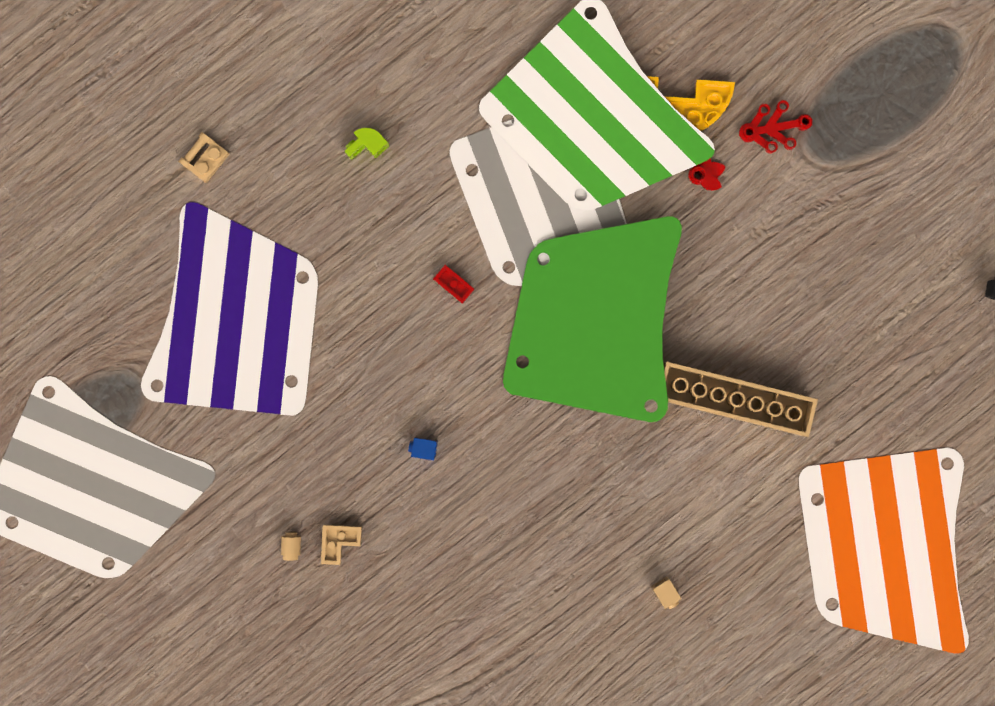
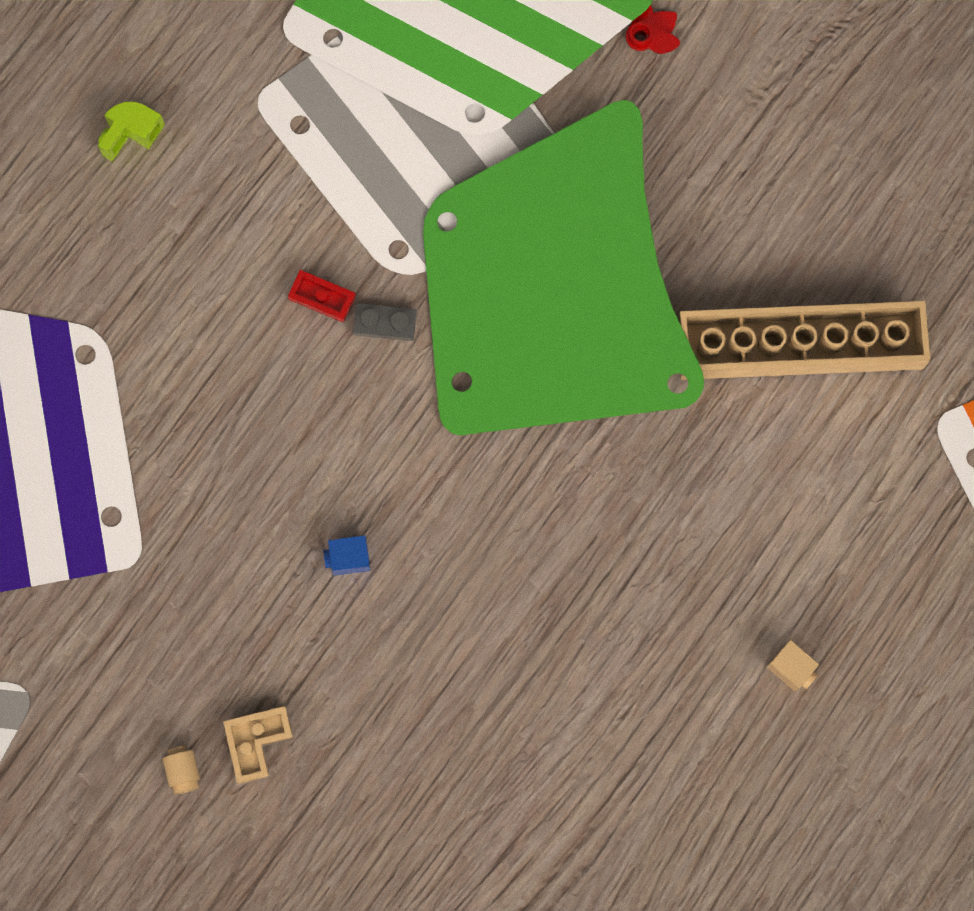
camera: 25 degrees left, 10 degrees down
(487, 311) = (384, 322): none -> dark grey plate

